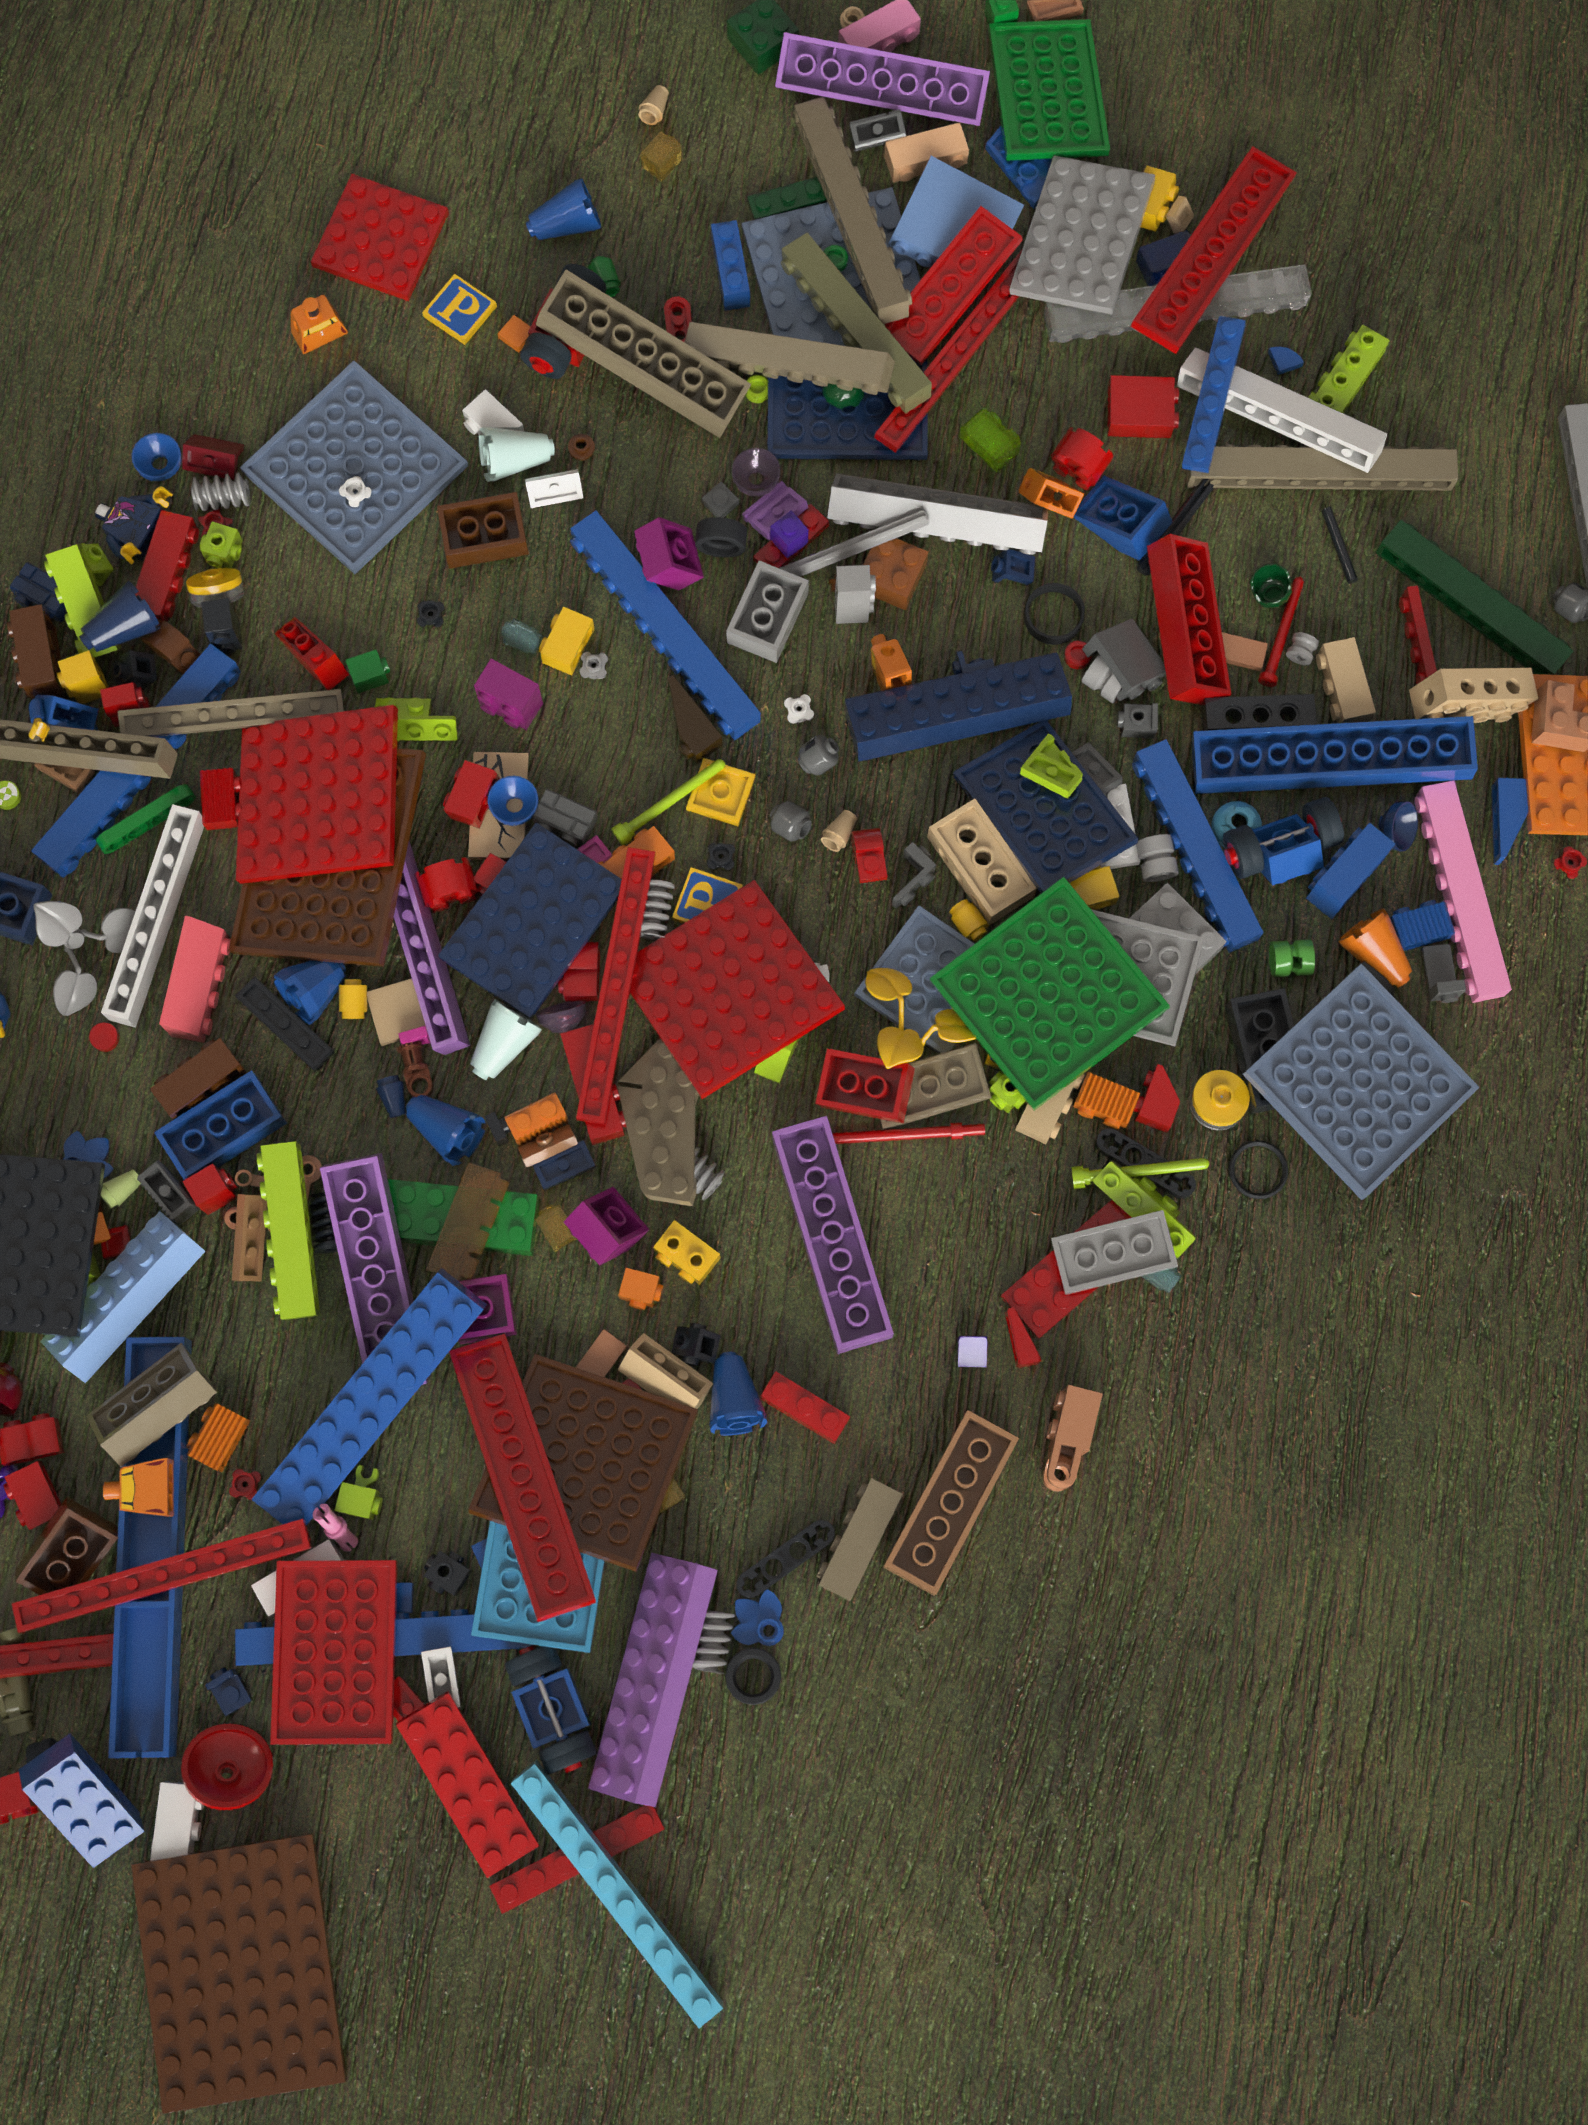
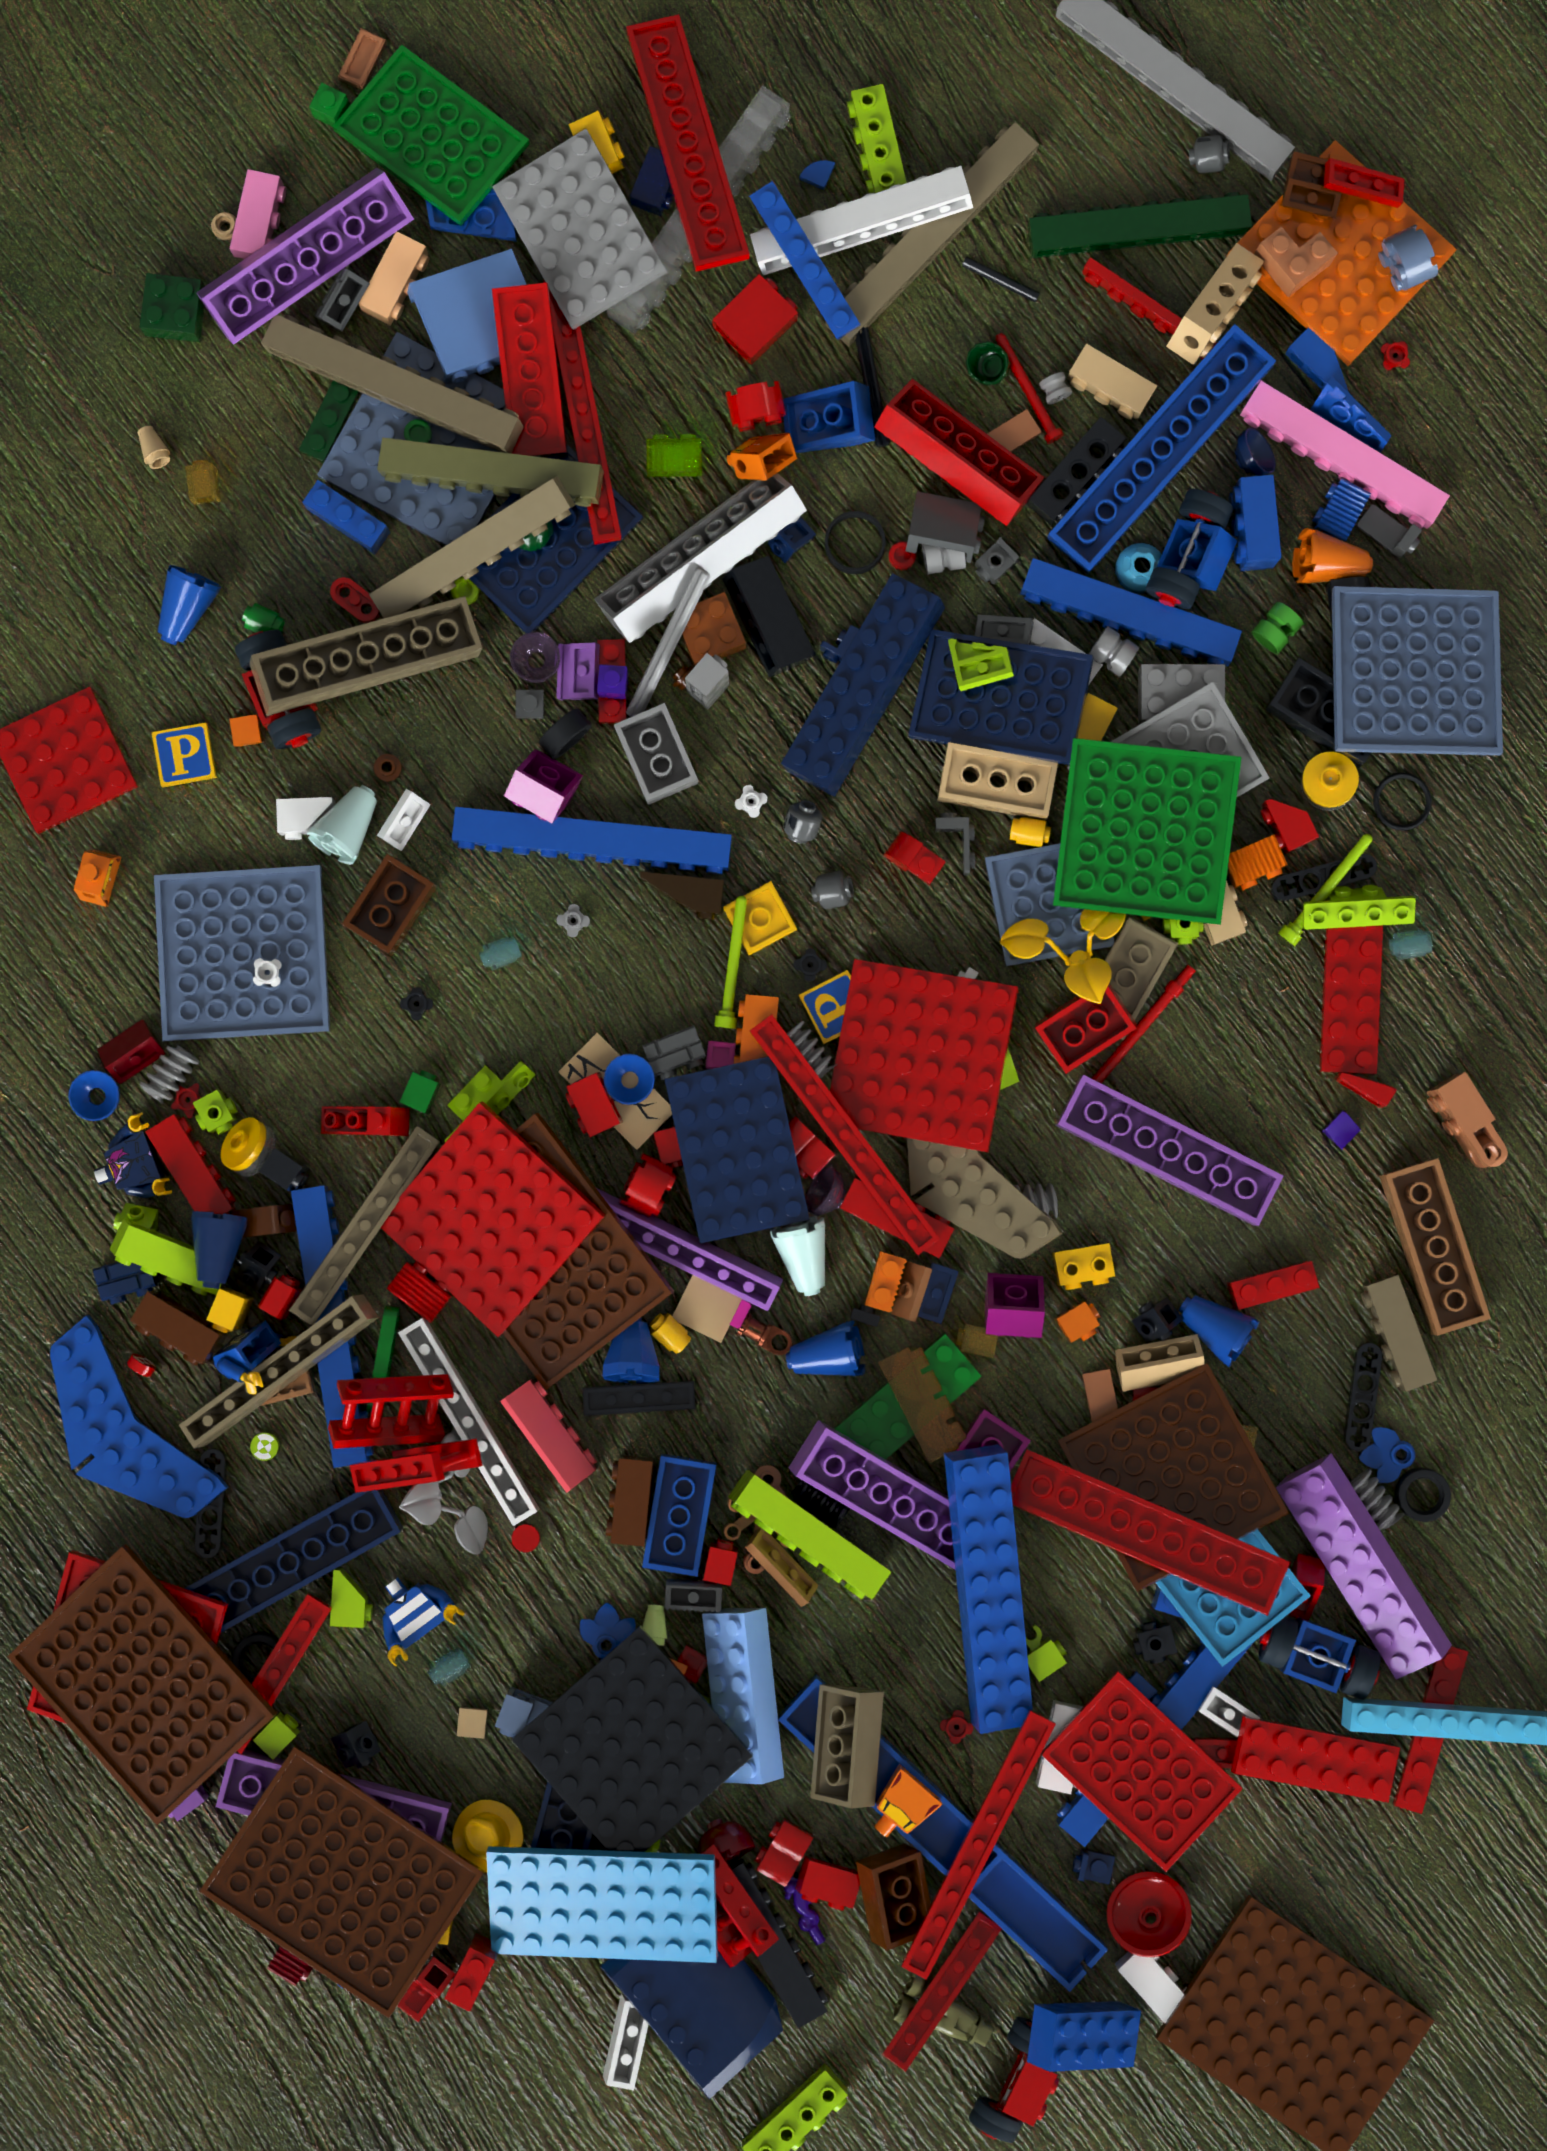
camera: 45 degrees left, 10 degrees up
(82, 897) = (415, 1465): none -> red fence
(92, 862) = (390, 1430): none -> red fence
(217, 1437) = (906, 1717): orange brick -> none
(335, 1527) = (1051, 1692): bright pink pin -> none
(392, 1095) = (768, 1369): dark blue cone -> none
(508, 695) = (542, 1007): magenta brick -> none
(566, 640) = (535, 923): yellow brick -> none
(605, 1645) = (1311, 1575): none -> red slope
(839, 831) = (873, 862): tan cone -> none
(889, 663) = (792, 709): orange torso -> none
(942, 601) = (768, 616): none -> black brick
(1114, 1252) = (1372, 964): light grey plate -> none
(1180, 215) = (629, 137): tan tile -> none
(1493, 862) = (1346, 413): none -> blue wing

